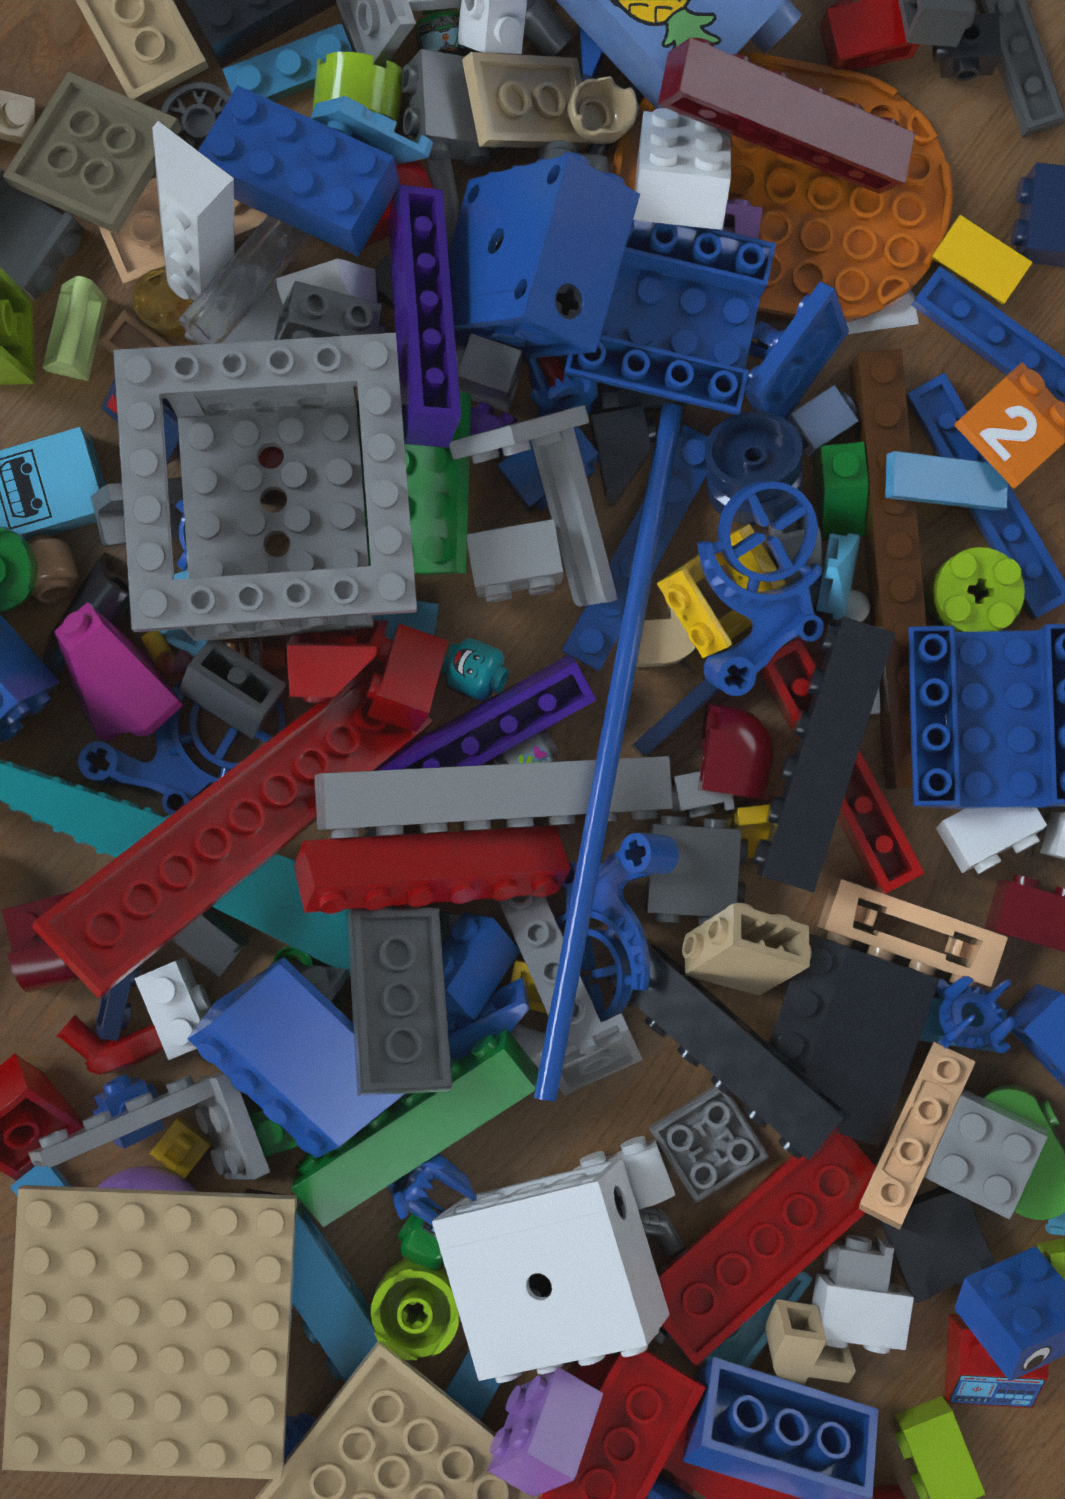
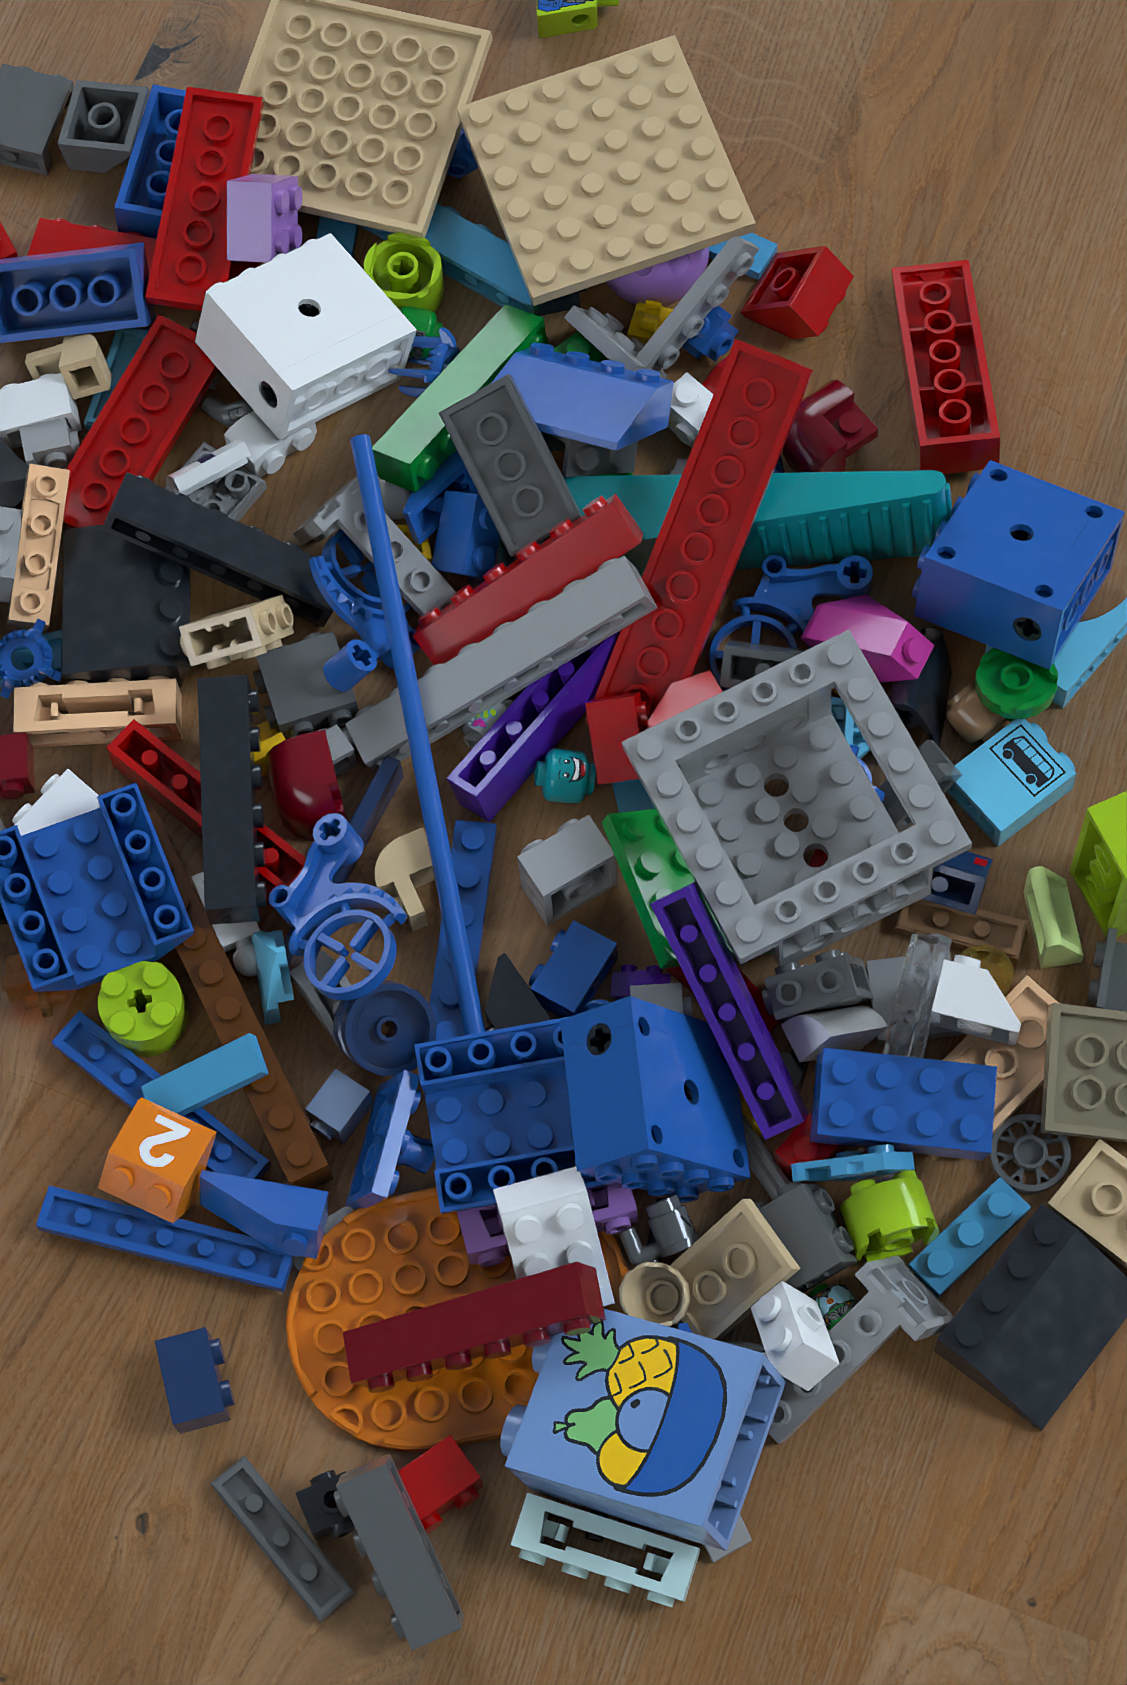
camera: 165 degrees right, 20 degrees down
(565, 492) = (596, 950): light grey bracket -> none
(691, 607) = (366, 867): yellow panel -> none
(712, 1147) = (208, 468): none -> white slope
(841, 489) = (299, 1055): green slope -> none
(920, 329) = (273, 1213): none -> blue slope
(981, 259) = (244, 1311): yellow hinge -> none

